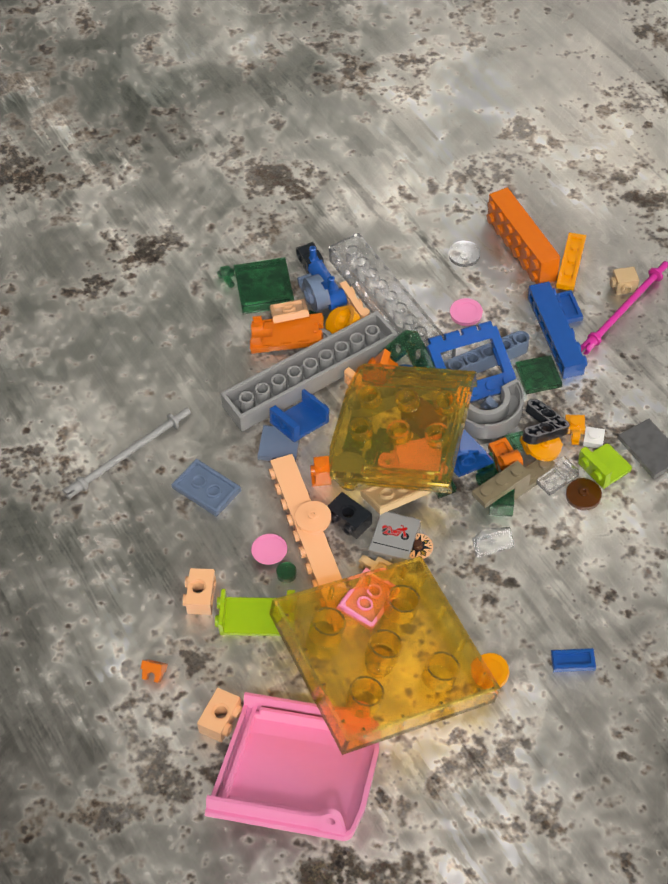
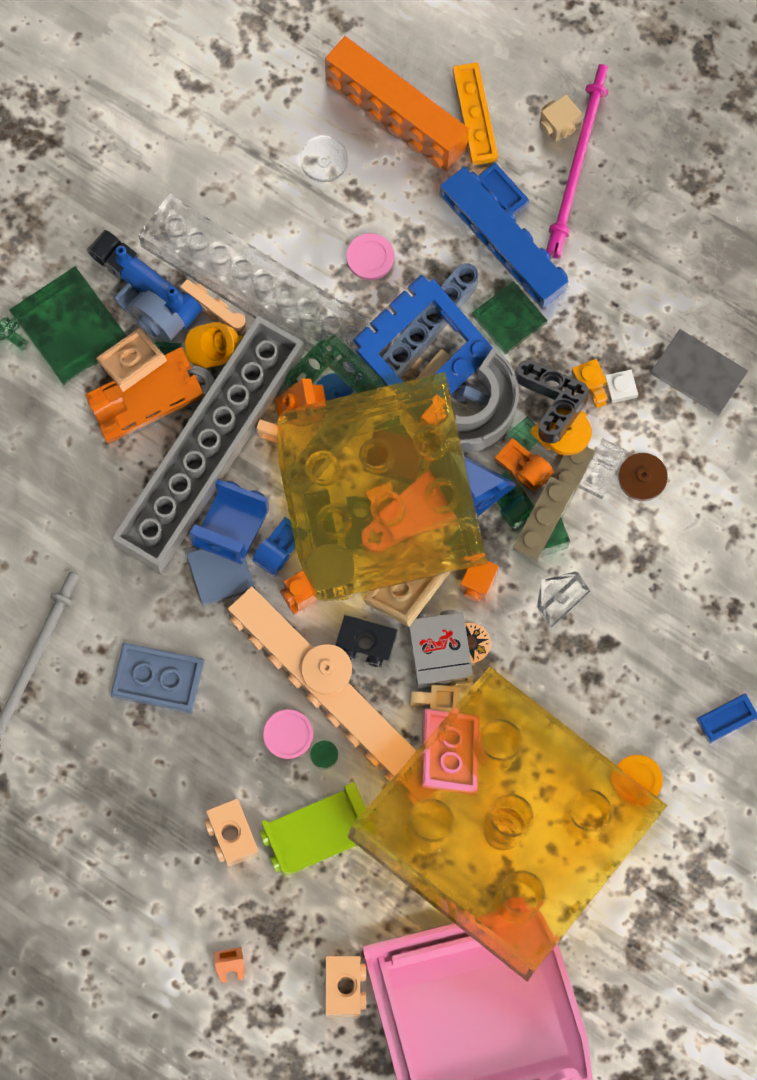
camera: 30 degrees left, 20 degrees up
(317, 444) = (276, 549): none -> blue plate
(442, 508) = (479, 581): none -> orange brick
(604, 464) = (652, 424): lime bracket -> none

